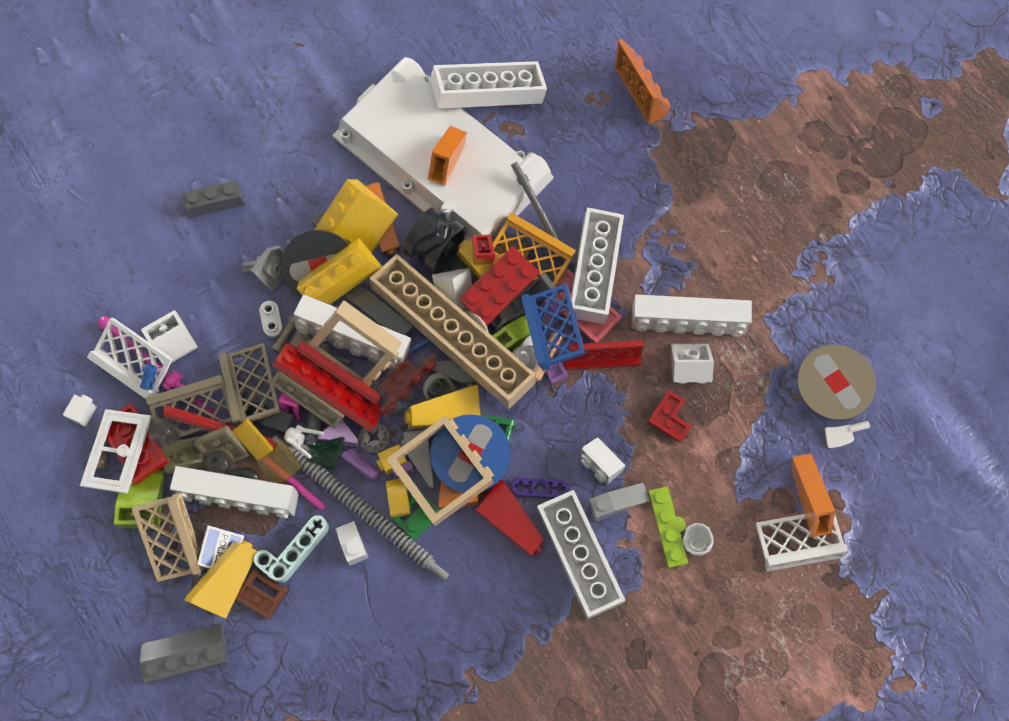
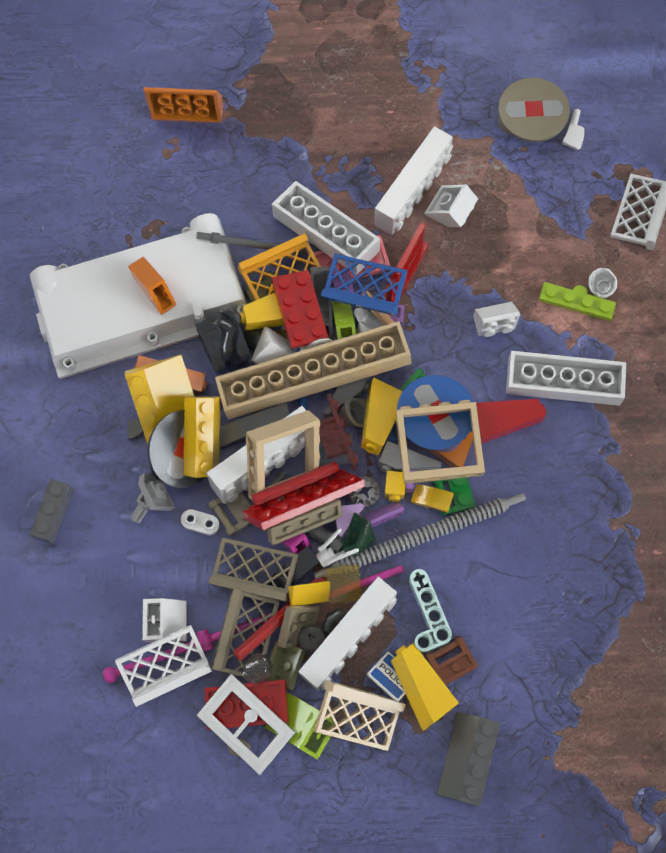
camera: 60 degrees left, 0 degrees up
(80, 410) = (182, 740): white brick -> none
(148, 376) = (189, 651): blue pin -> none
(351, 543) = (449, 559): white slope -> none
(483, 249) = (261, 301): red slope -> none
(487, 84) = (105, 219): white brick -> none
(554, 493) = (489, 373): dark purple beam -> none
(618, 501) = (535, 327): light grey slope -> none
(665, 417) = (486, 251): red plate -> none
(813, 495) = (615, 178): orange slope -> none

